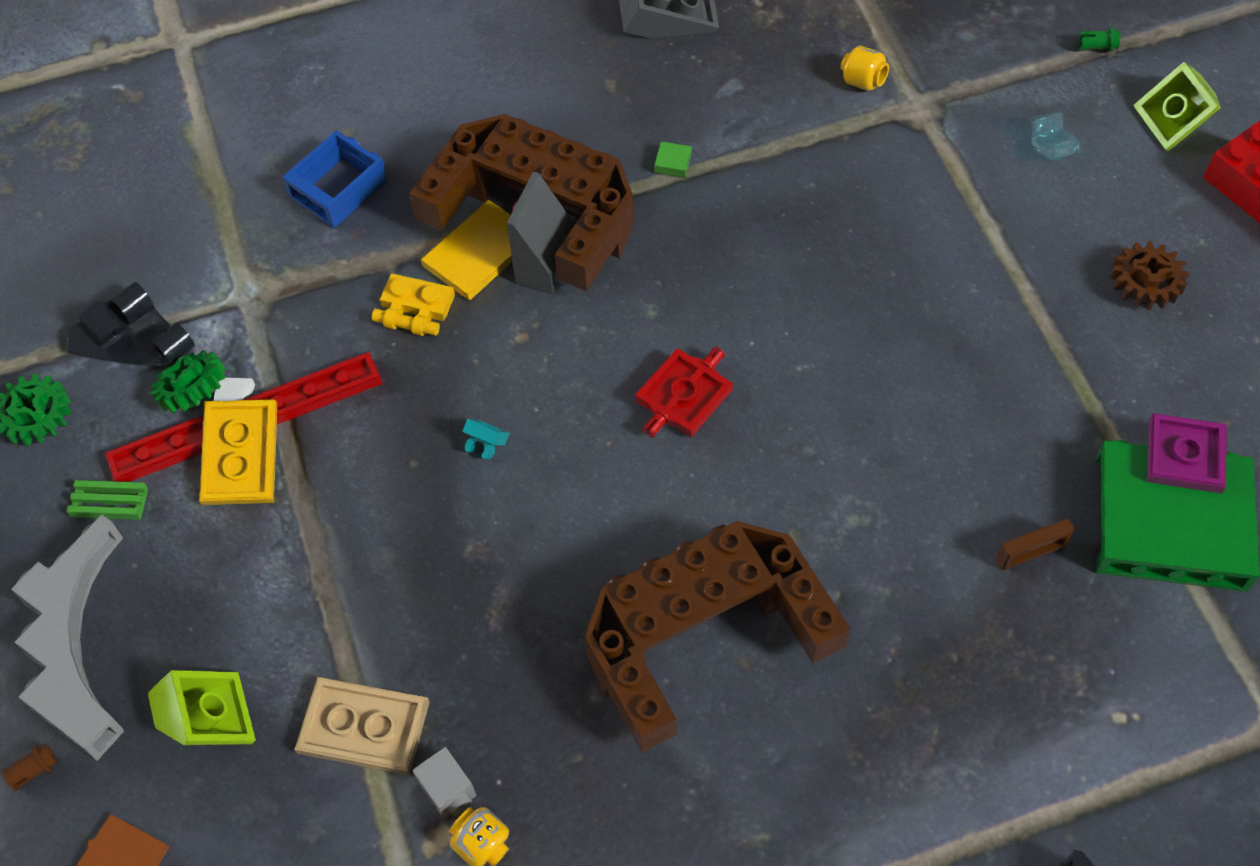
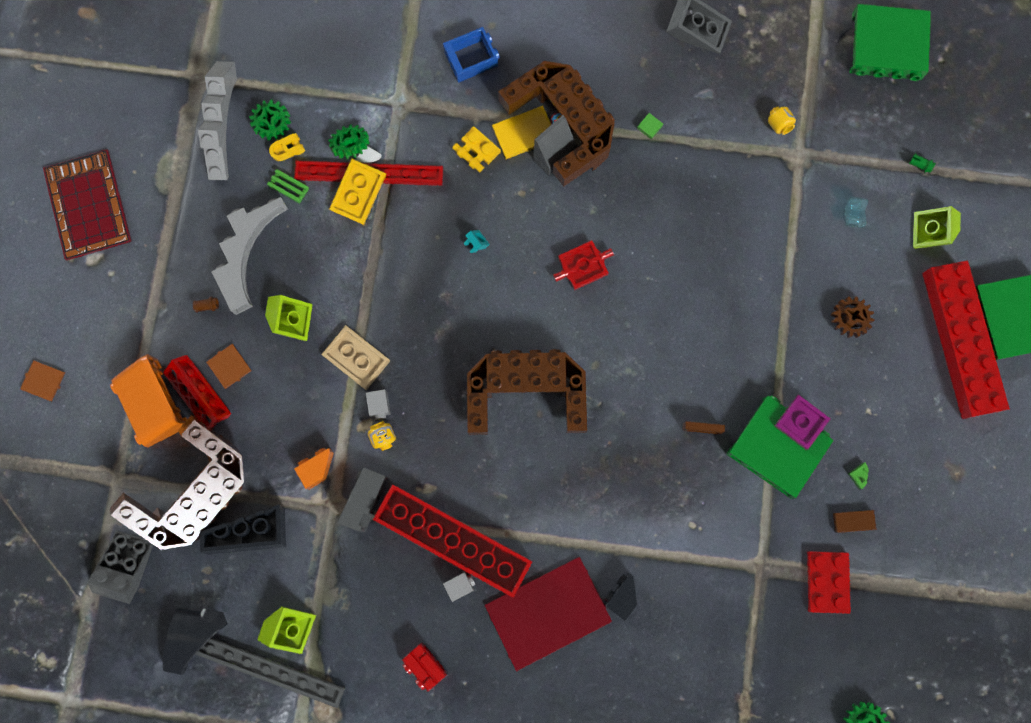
camera: 25 degrees right, 20 degrees up
(70, 450) = (280, 151): none -> yellow plate
(128, 332) = (333, 97): black panel -> none

